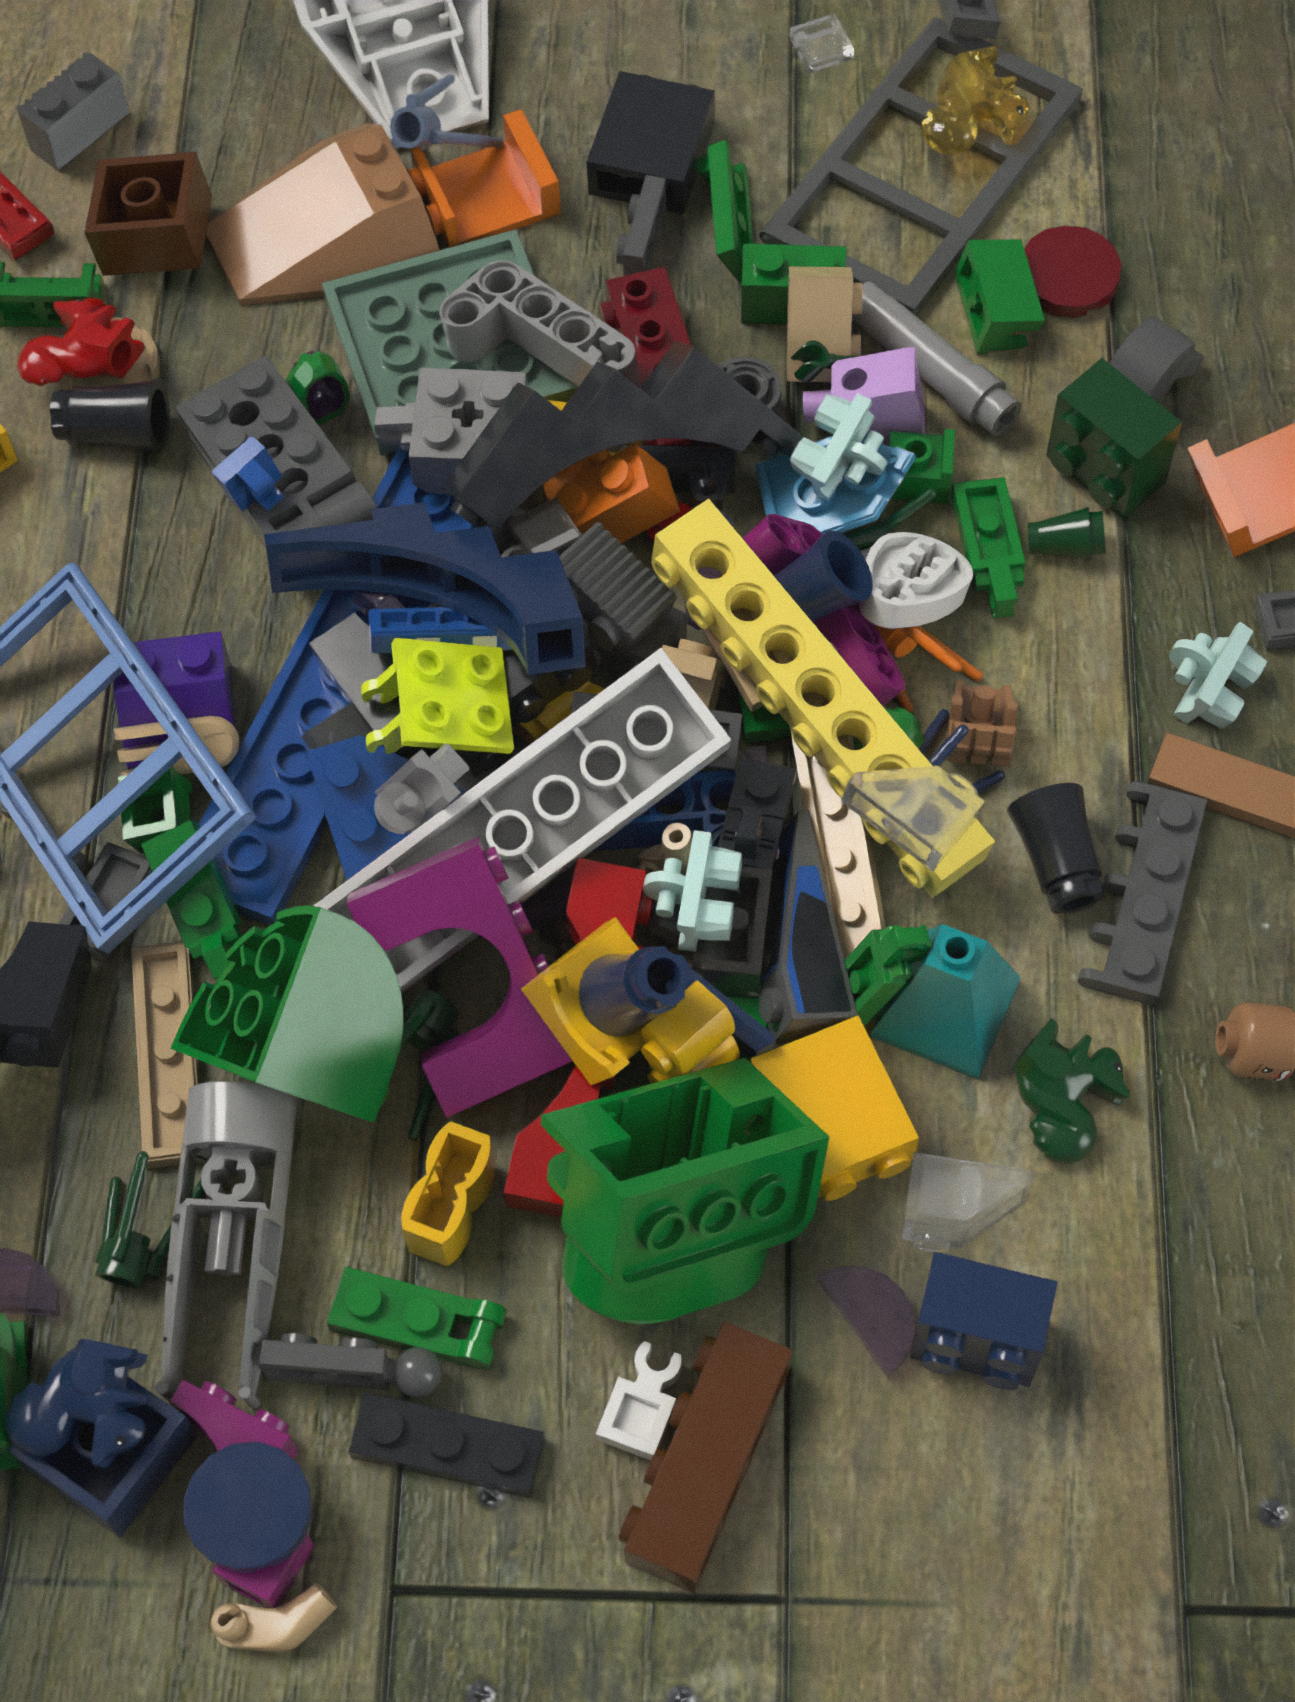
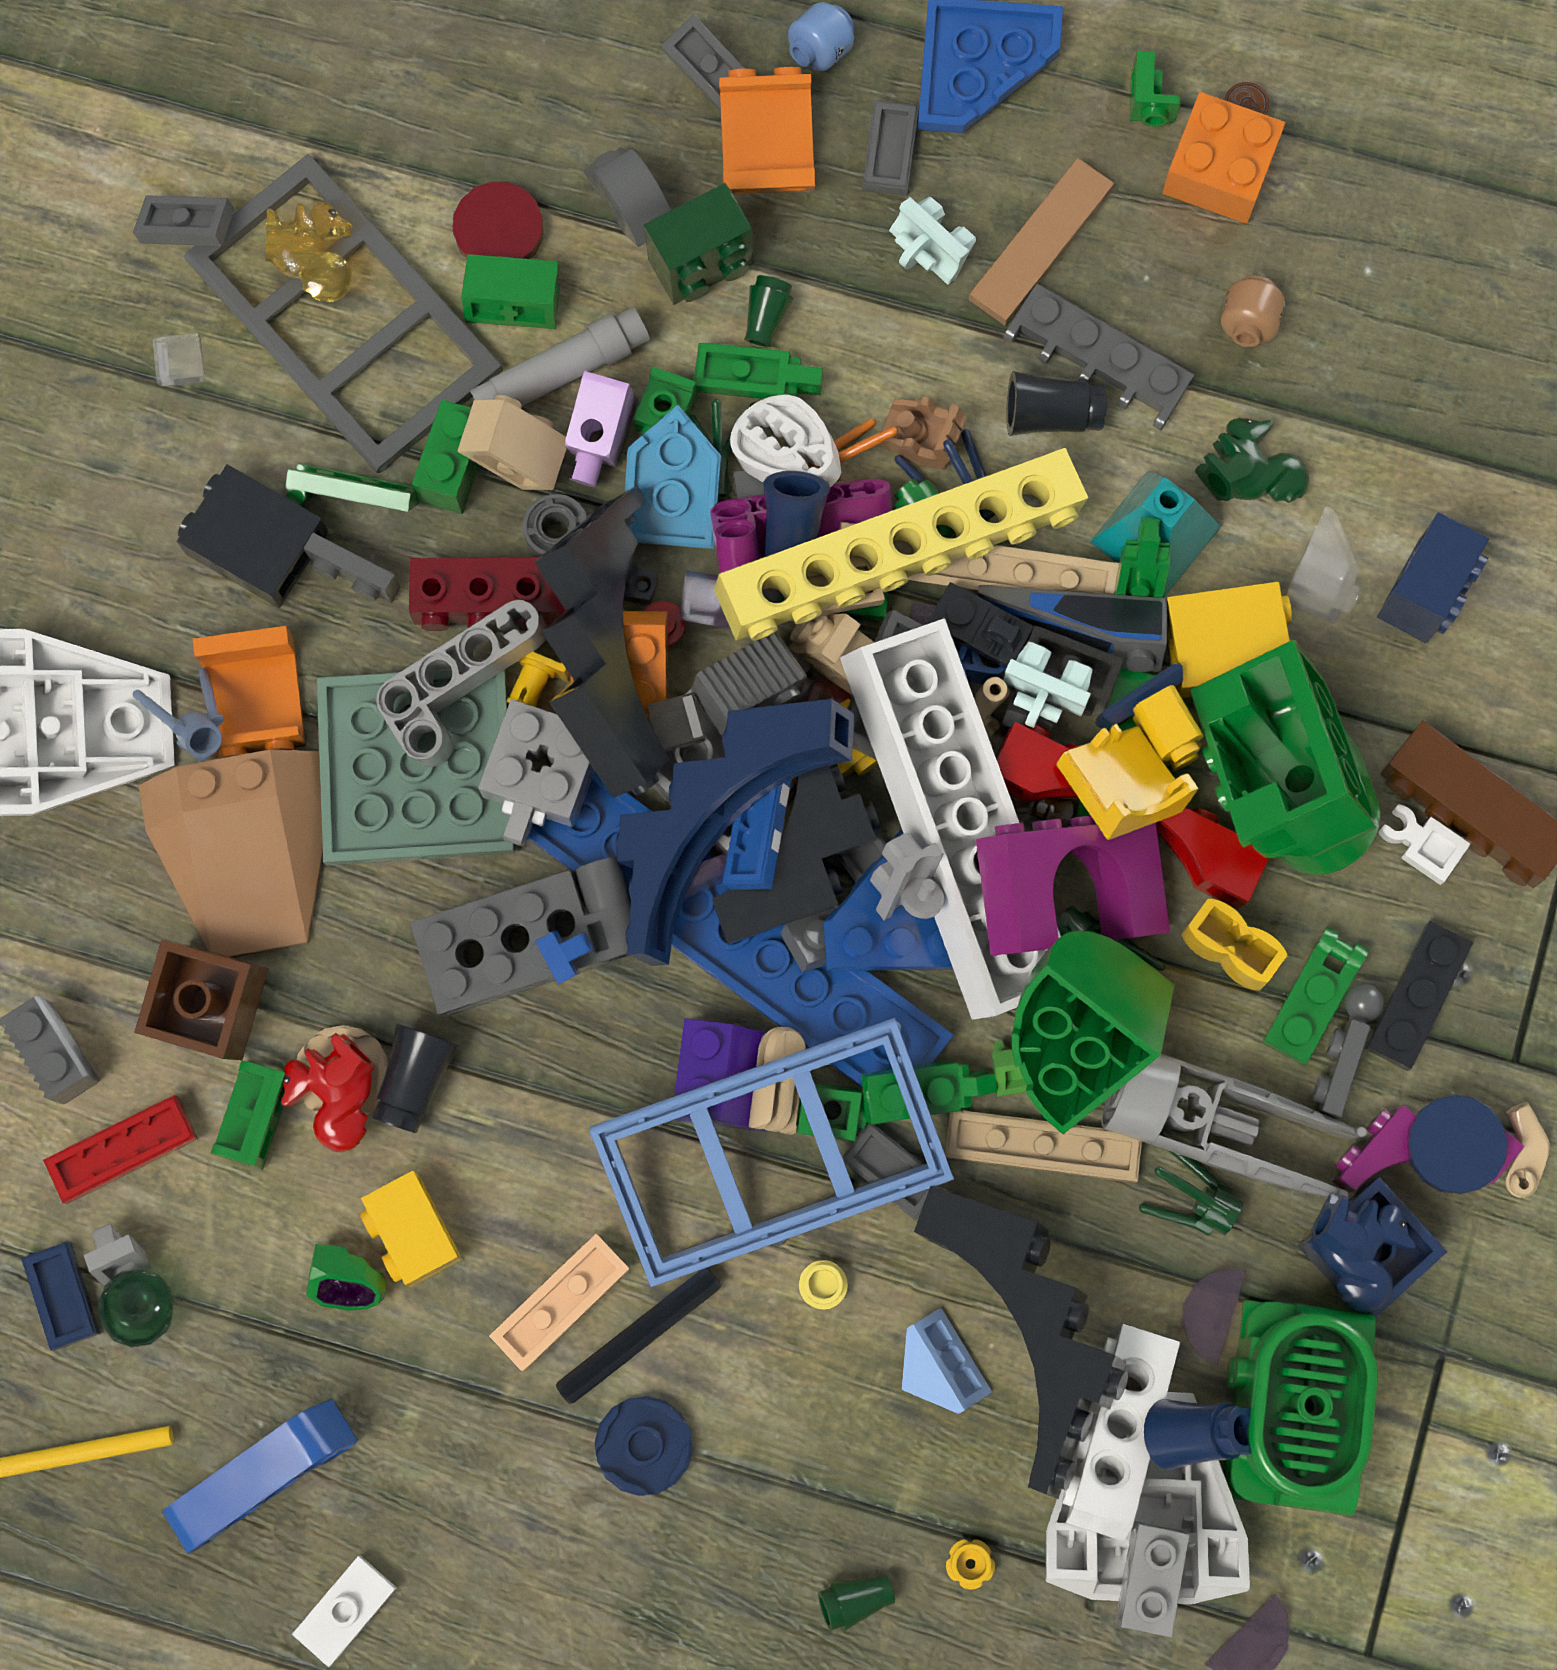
camera: 75 degrees left, 15 degrees up
(319, 386) = (434, 890): rock -> none
(444, 697) = (834, 833): neon yellow plate -> none
(631, 989) = (1141, 750): dark blue plant -> none
(815, 360) = (557, 454): dark green hand -> none
(849, 424) = (642, 446): light aqua hips -> none
(874, 1311) = (1390, 657): tile -> none
(916, 808) = (1041, 492): clear slope -> none

